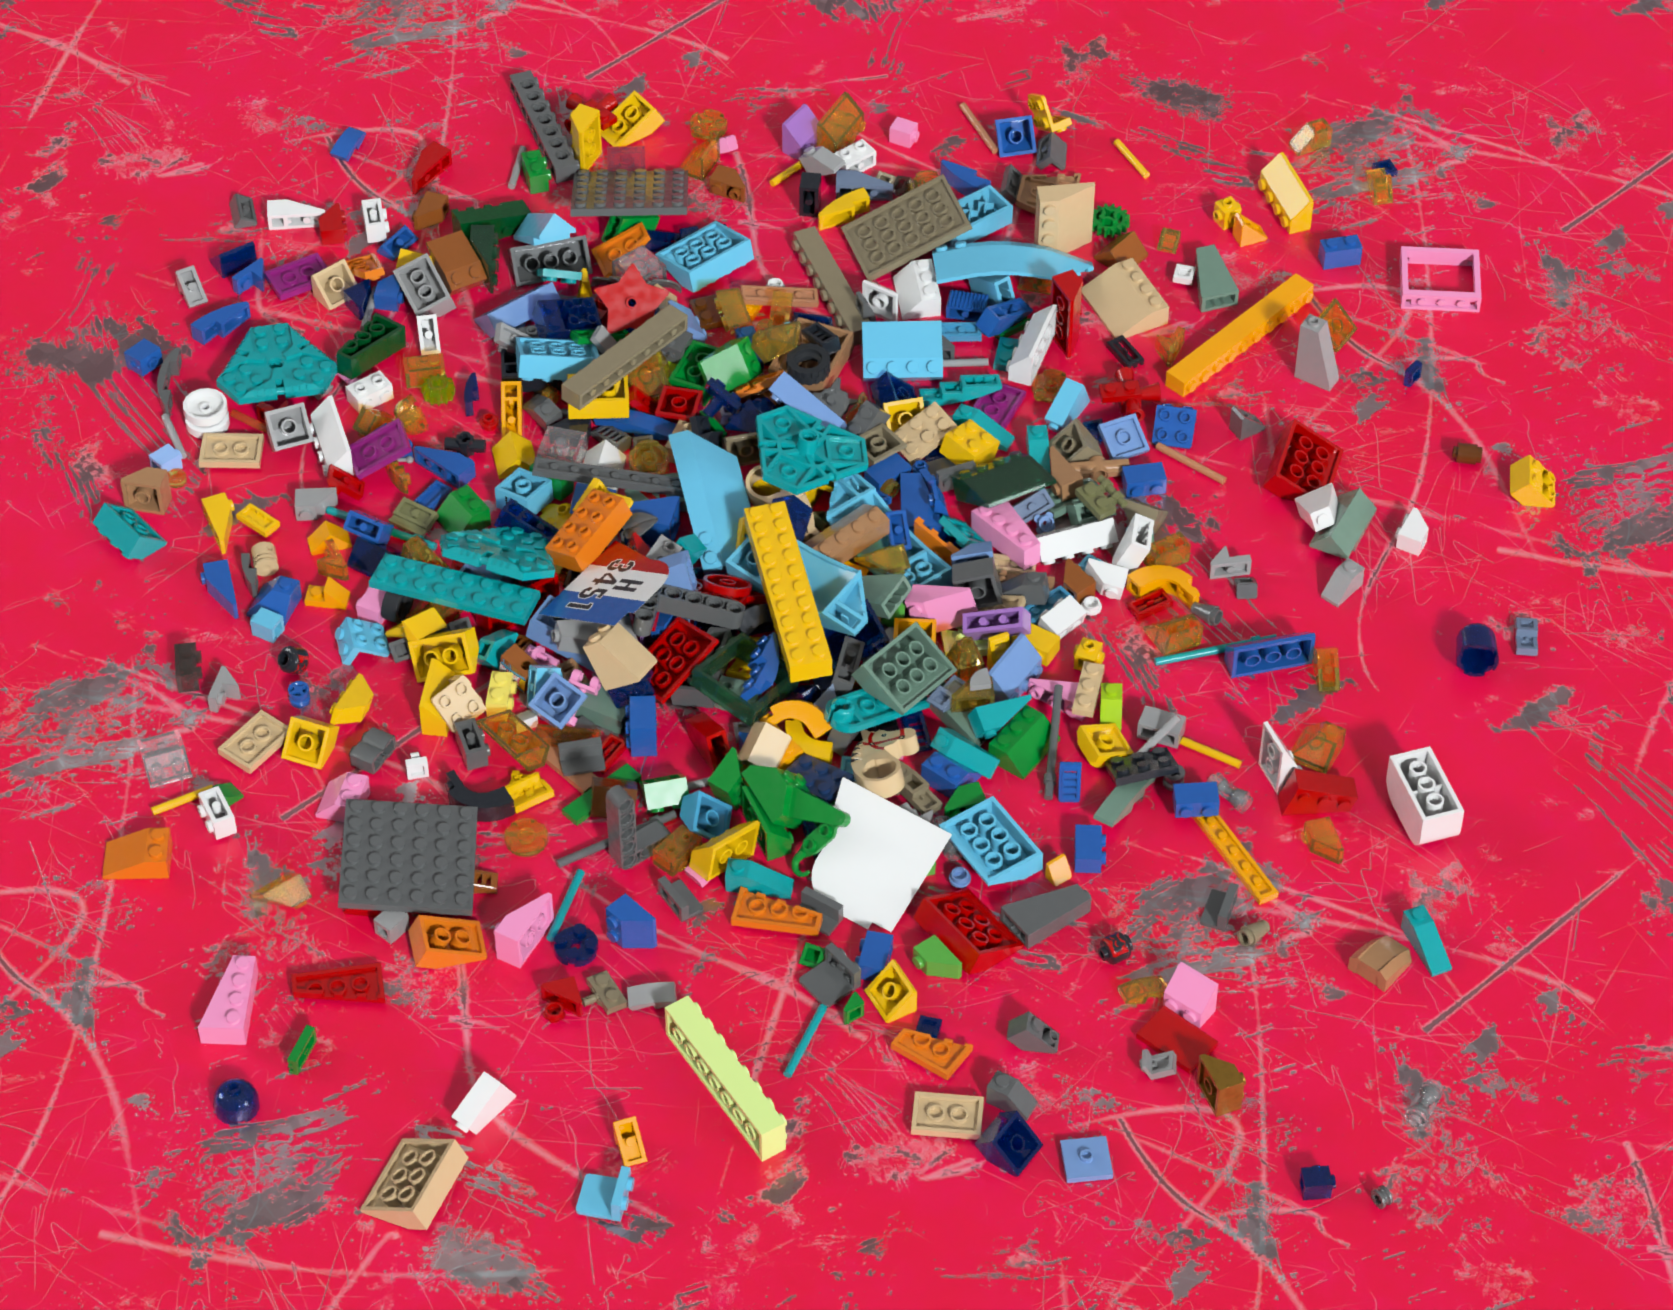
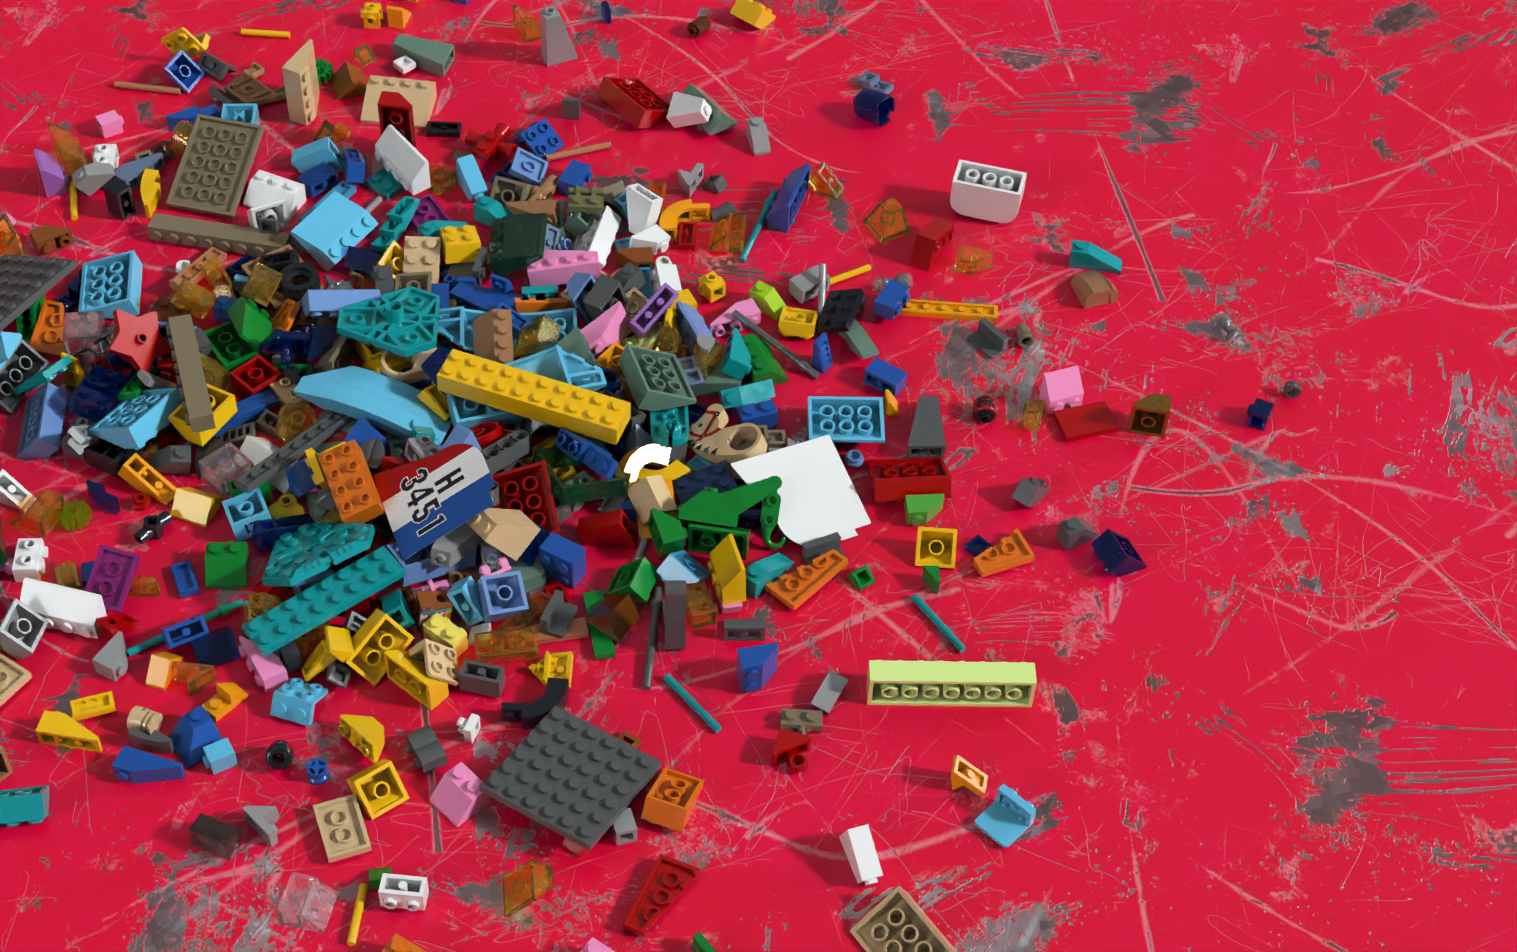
camera: 60 degrees left, 0 degrees up
(411, 416) = (86, 544): clear yellow cylinder -> none
(413, 517) = (197, 599): olive plate -> none
(447, 465) = (165, 549): blue slope -> none
(523, 930) = (712, 741): bright pink slope -> none
(526, 837) = (601, 694): tile -> none
(576, 935) = (740, 706): clear blue plate -> none
(833, 977) = (894, 574): dark grey bracket -> none
(875, 954) = (893, 541): blue brick -> none
(947, 1115) = (1068, 575): tan plate -> none
(964, 798) = (790, 417): green slope -> none
(1003, 258) = (297, 139): medium azure slope -> none
(1086, 1159) = (1157, 521): medium blue plate -> none
(1088, 689) = (749, 299): tan plate -> none
(1158, 1065) = (1105, 439): light grey bracket -> none
(1169, 347) = (464, 104): slope -> none
(1239, 335) = (489, 68): light orange brick -> none
(1275, 758) = (893, 241): white slope -> none
(1413, 533) = (744, 84): white slope -> none

